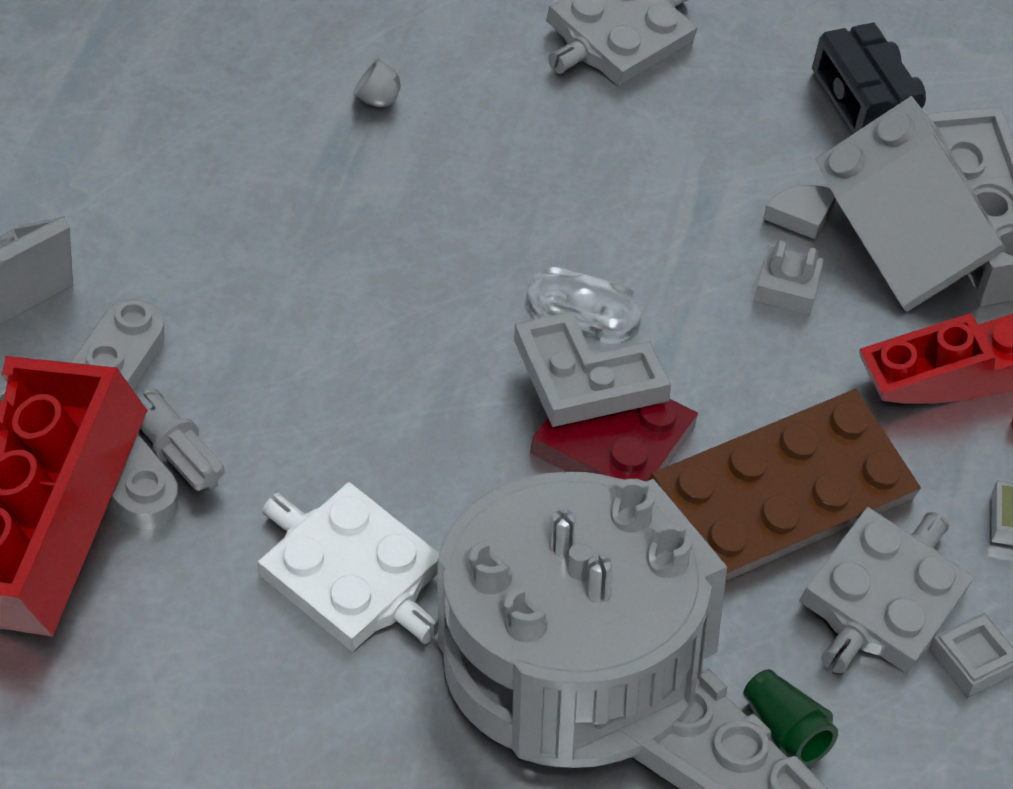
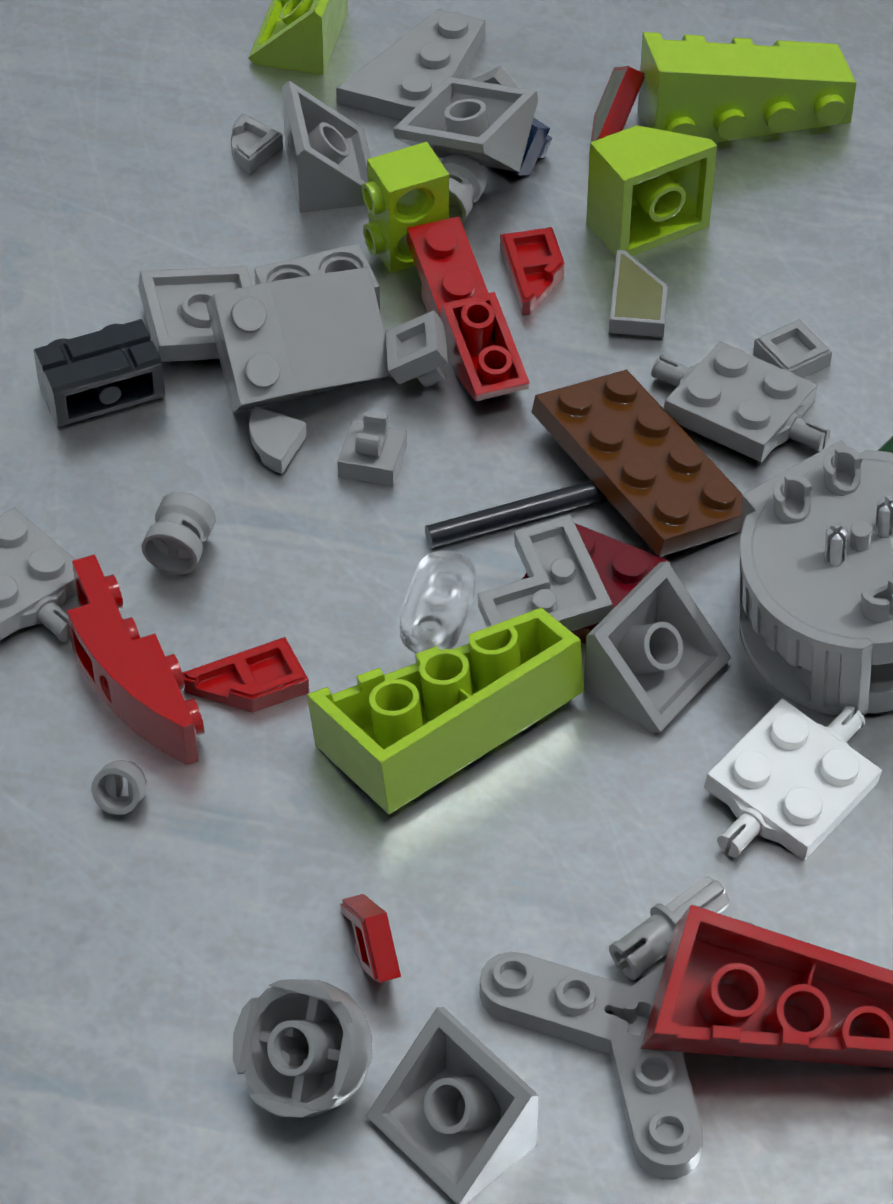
camera: 85 degrees left, 0 degrees up
(68, 167) = (302, 1047): none -> light grey cylinder
(188, 224) = (373, 937): none -> red tile
(436, 287) = (448, 708): none -> lime wedge
(497, 85) = (131, 670): none -> red slope
(503, 181) = (251, 678): none -> red tile
(504, 438) = (652, 652): none -> light grey slope
(677, 130) = (178, 534): none -> light grey wheel
(709, 373) = (513, 513): none -> black bar
(918, 304) = (418, 350): none -> light grey tile

